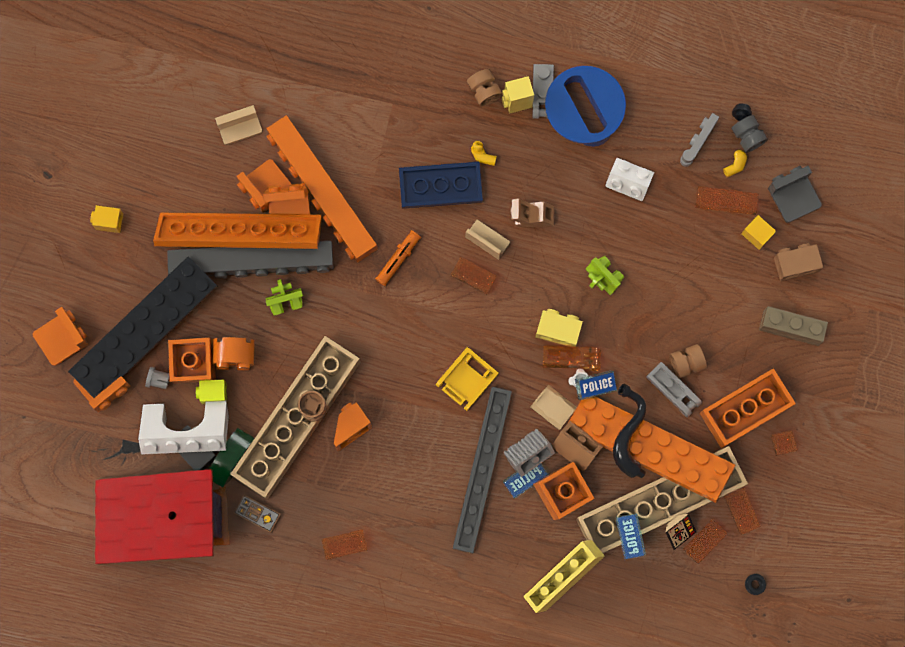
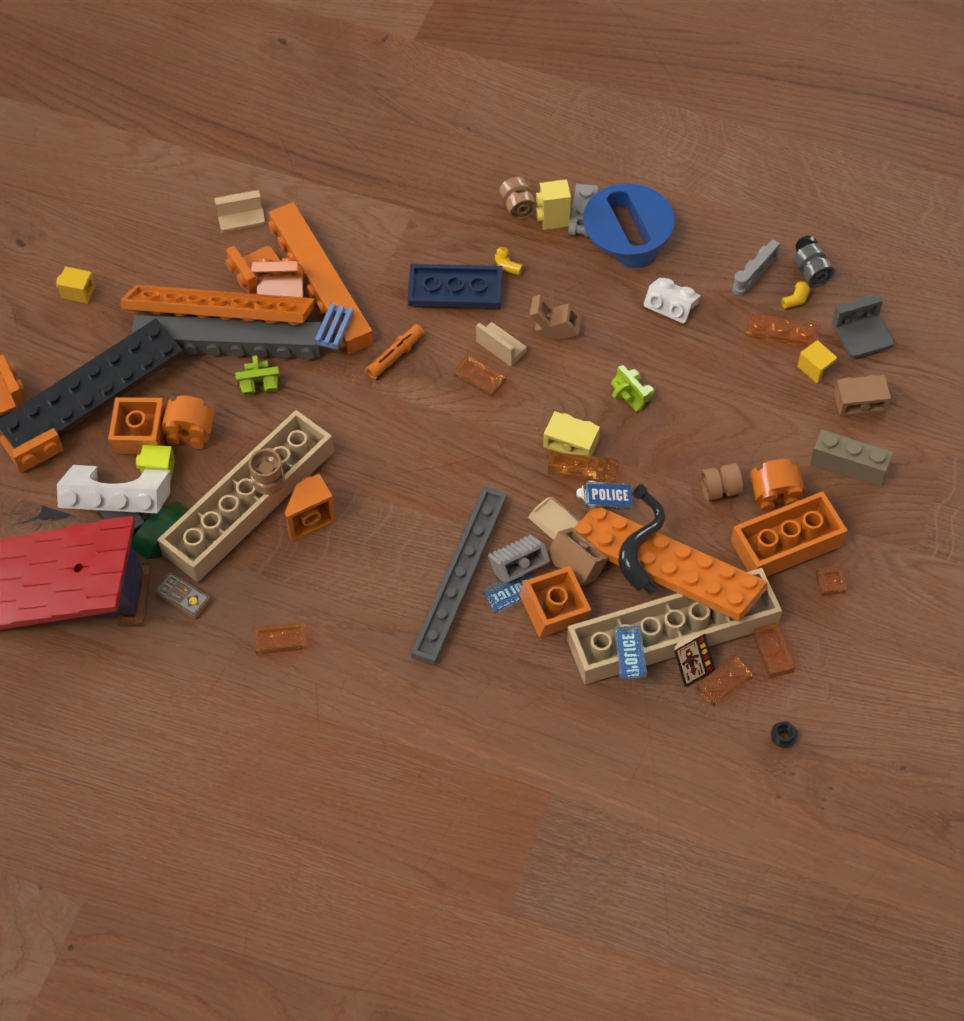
camera: 10 degrees right, 20 degrees down
(157, 378) = (95, 443): light grey bush -> none
(347, 229) = (326, 322): none -> medium blue tile
(464, 382) = (453, 484): yellow container -> none
(564, 576) = (542, 688): light yellow brick -> none
(673, 389) = (702, 511): light grey plate -> none
(735, 360) = (777, 484): none -> orange brick

